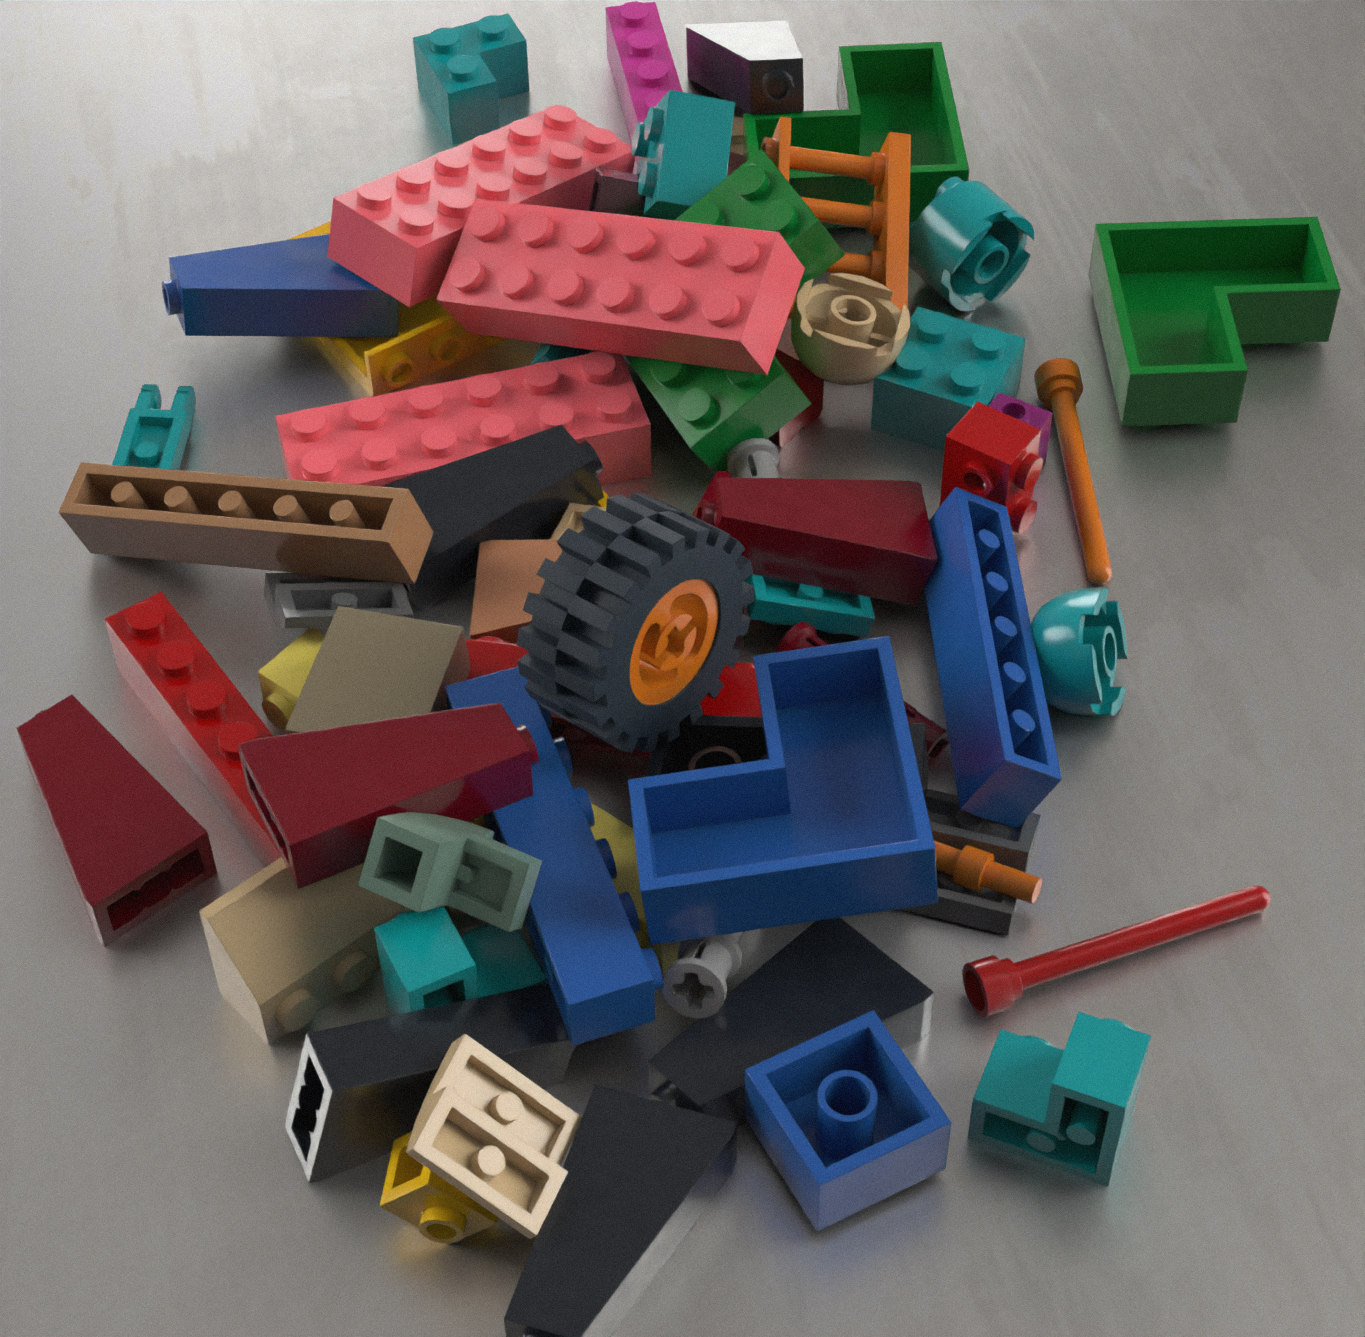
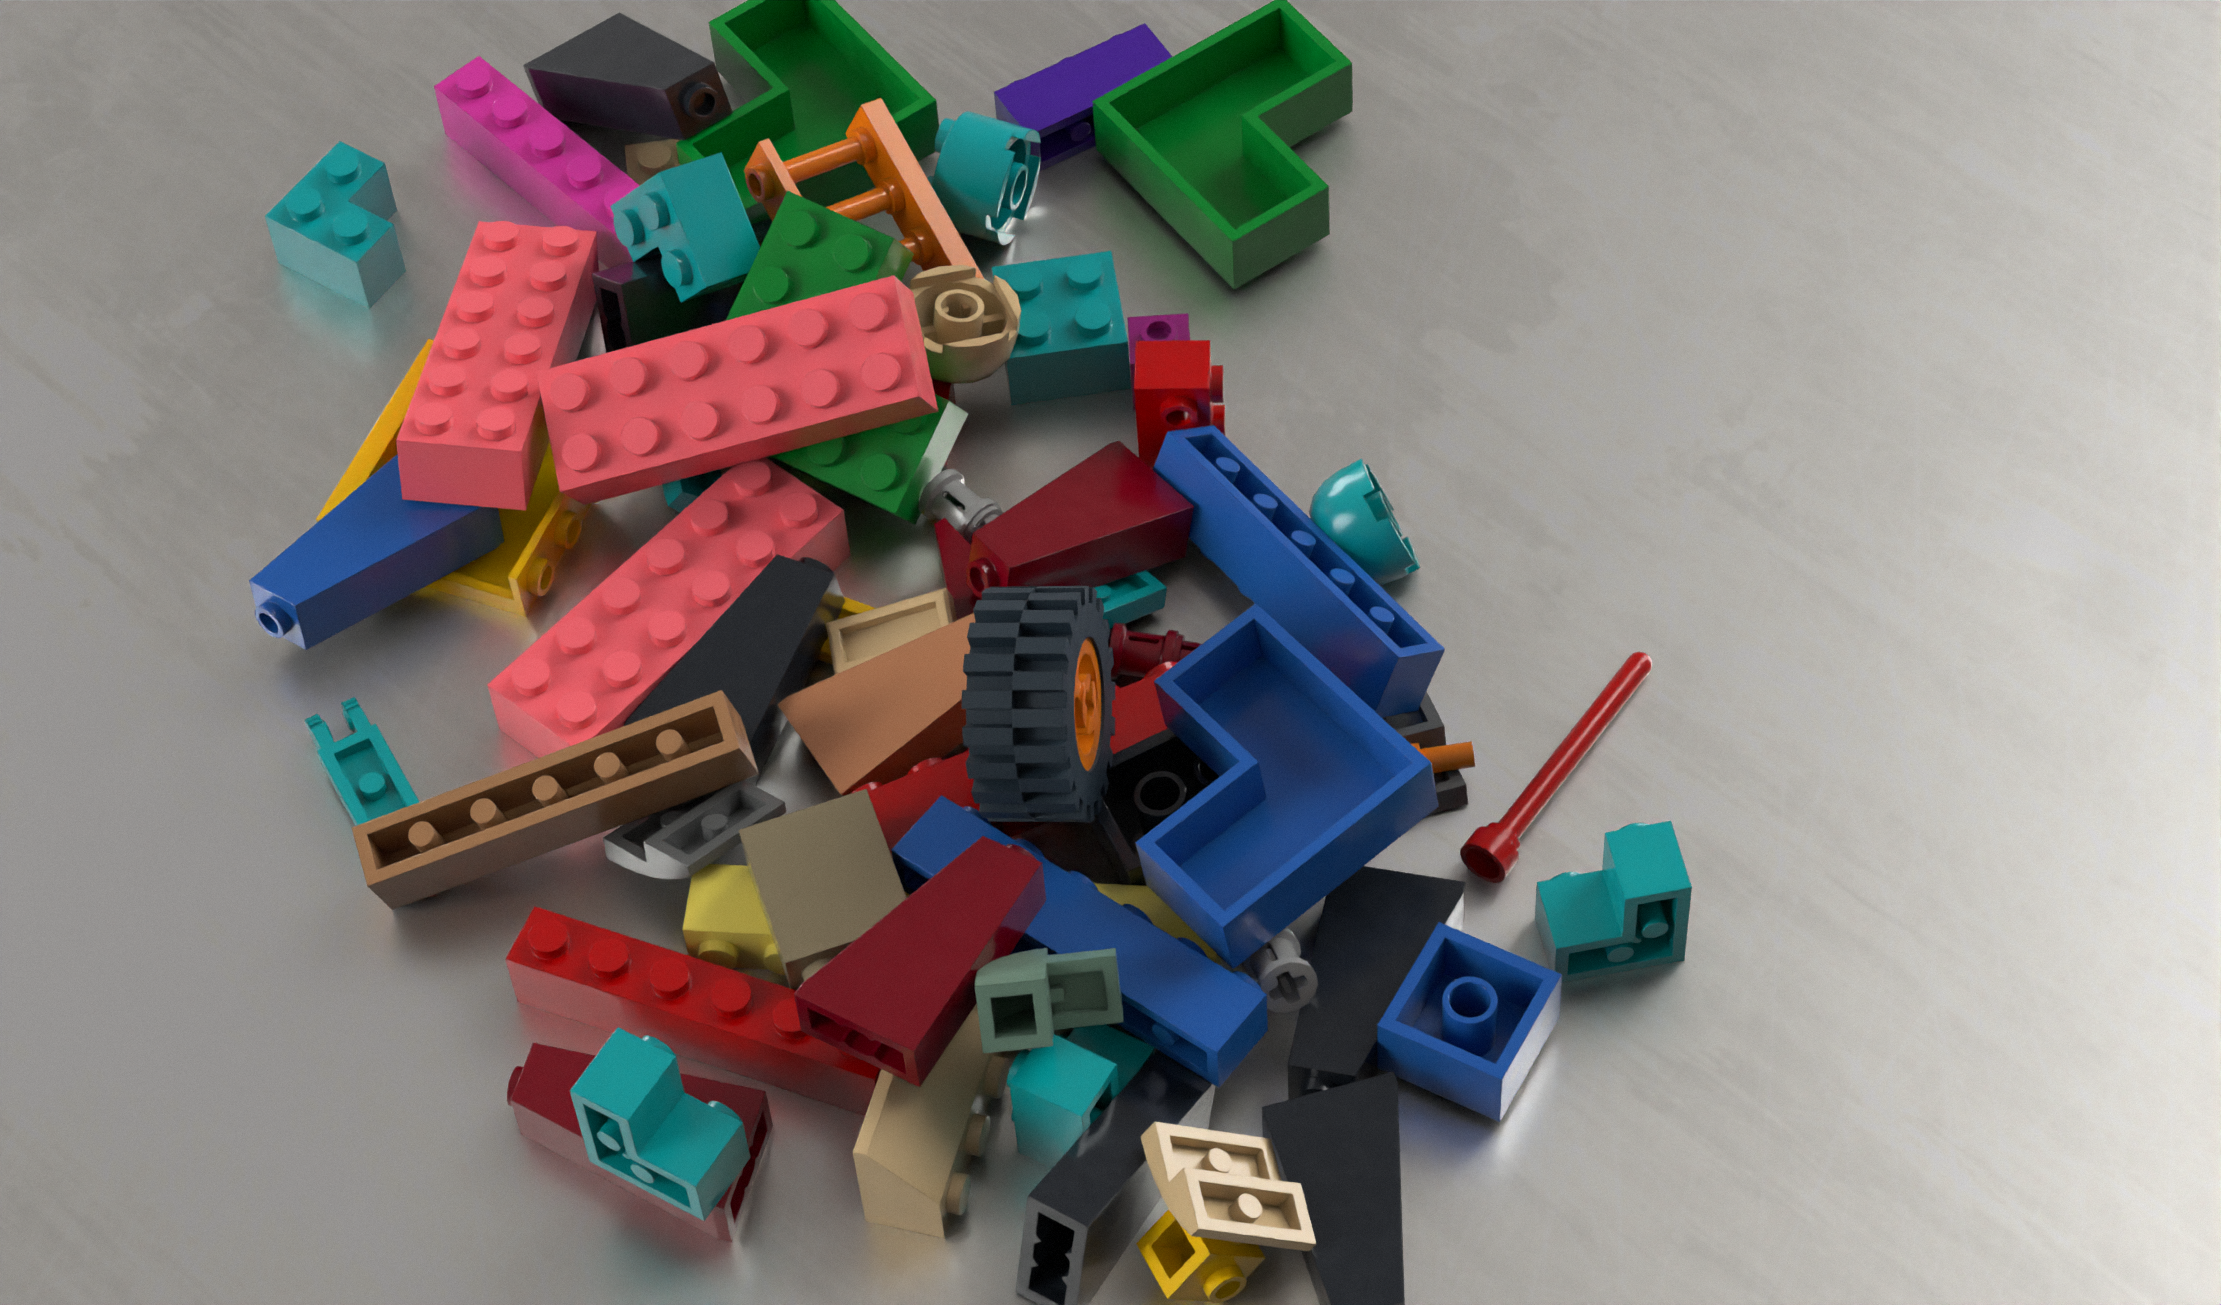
camera: 30 degrees left, 5 degrees up
(78, 798) = (652, 1131): none -> teal brick
(1059, 388) = (1157, 280): orange piece -> none
(1067, 222) = (1061, 96): none -> dark purple brick

